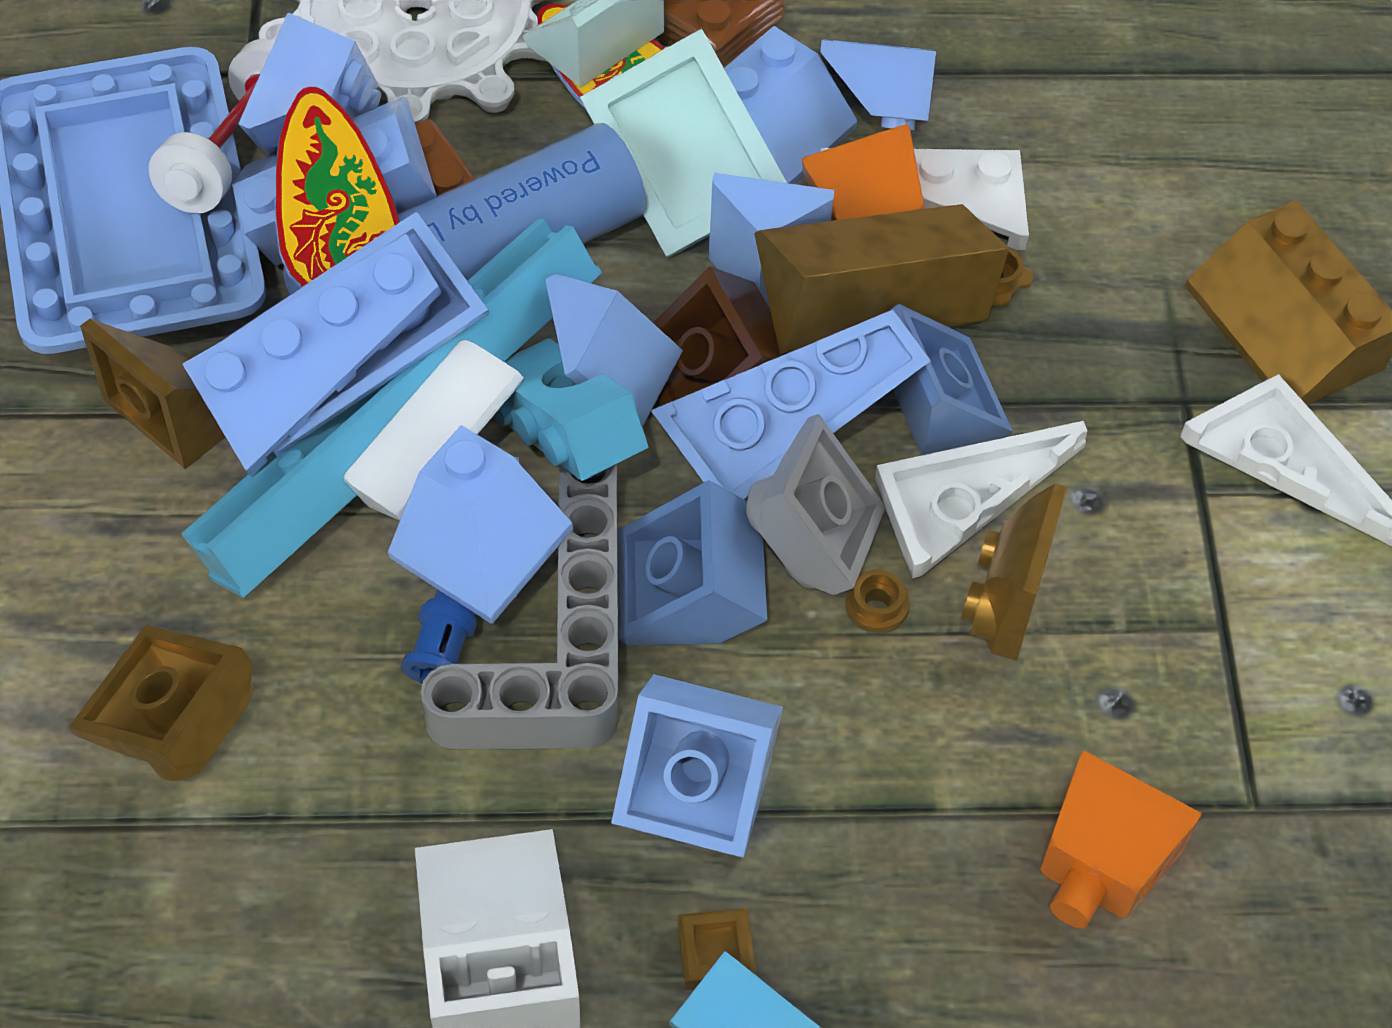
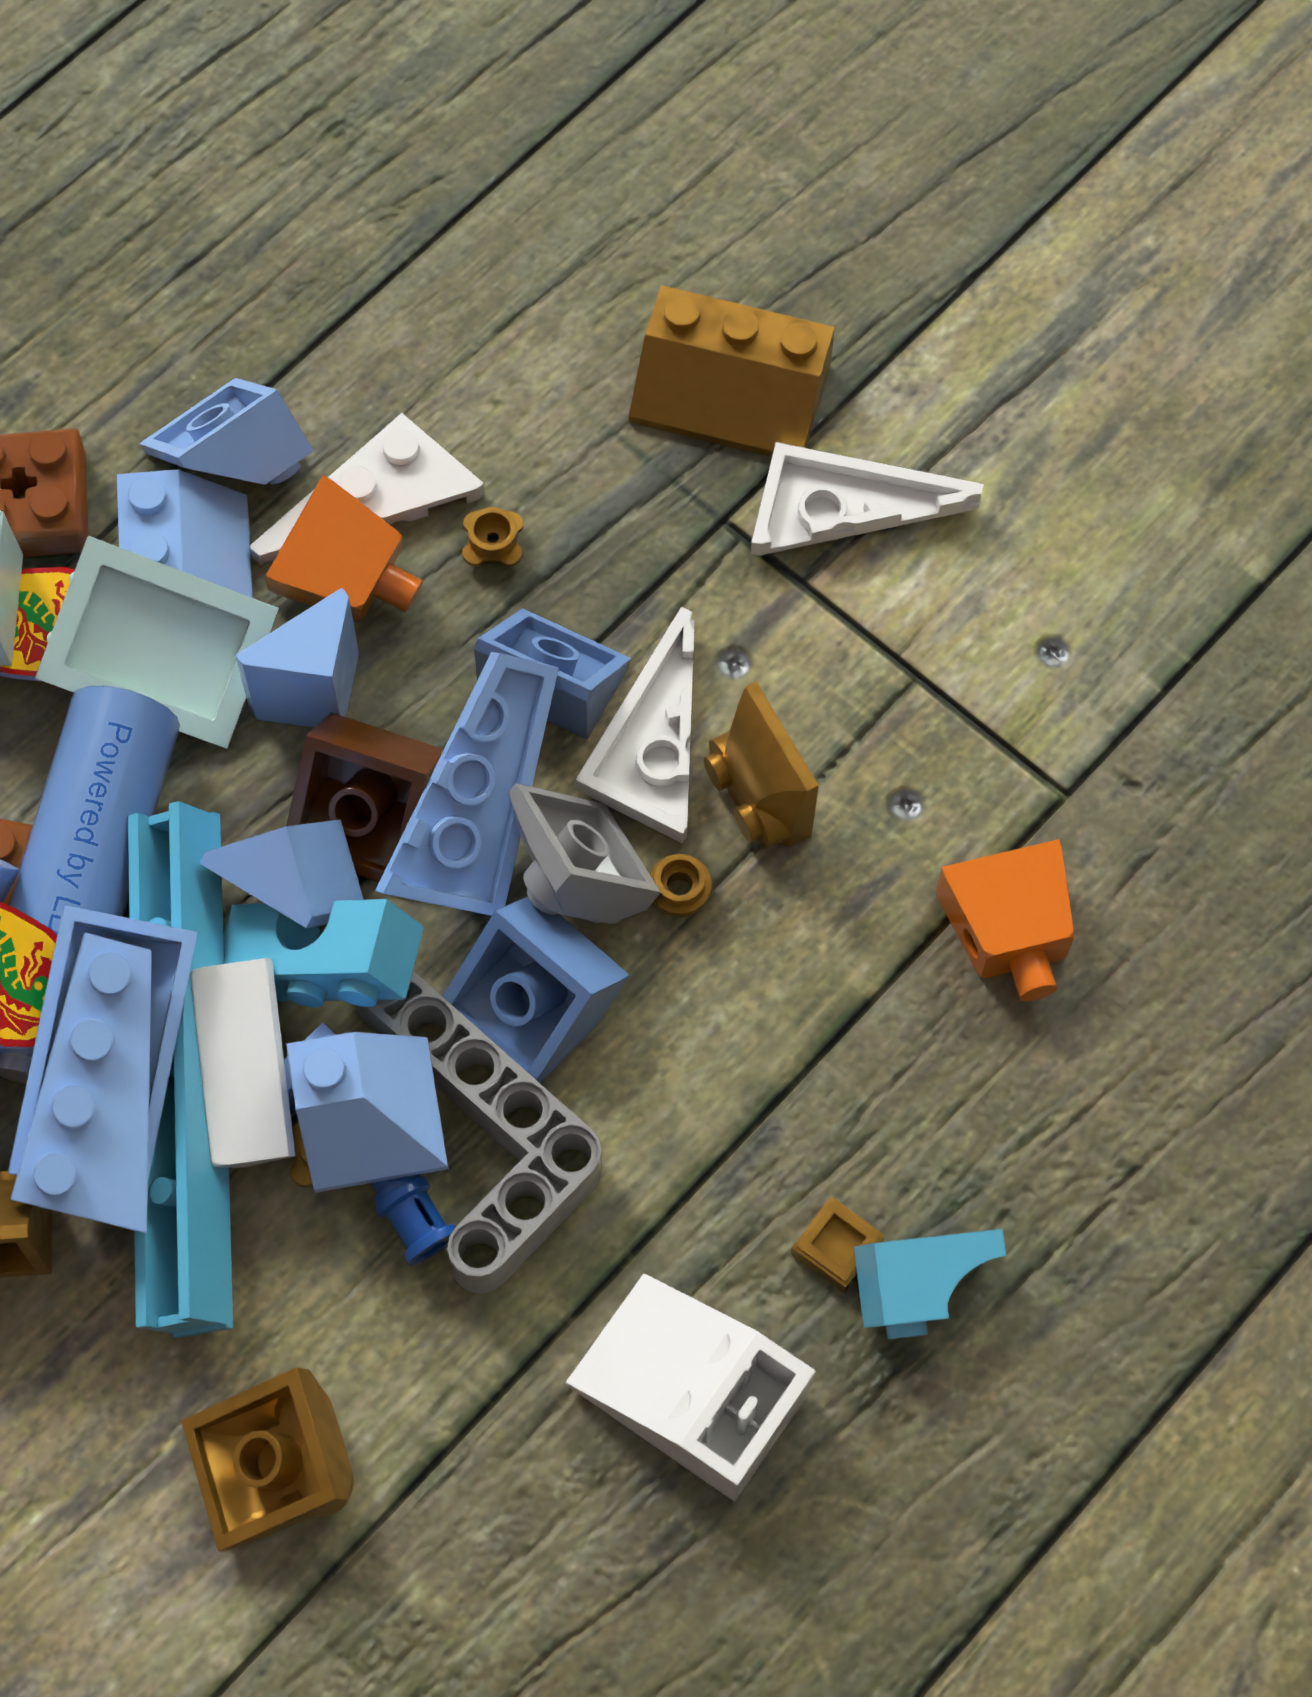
camera: 45 degrees left, 10 degrees up
(696, 764) = (692, 1127): light blue slope -> none
(861, 267) = (423, 621): pearl gold slope -> none

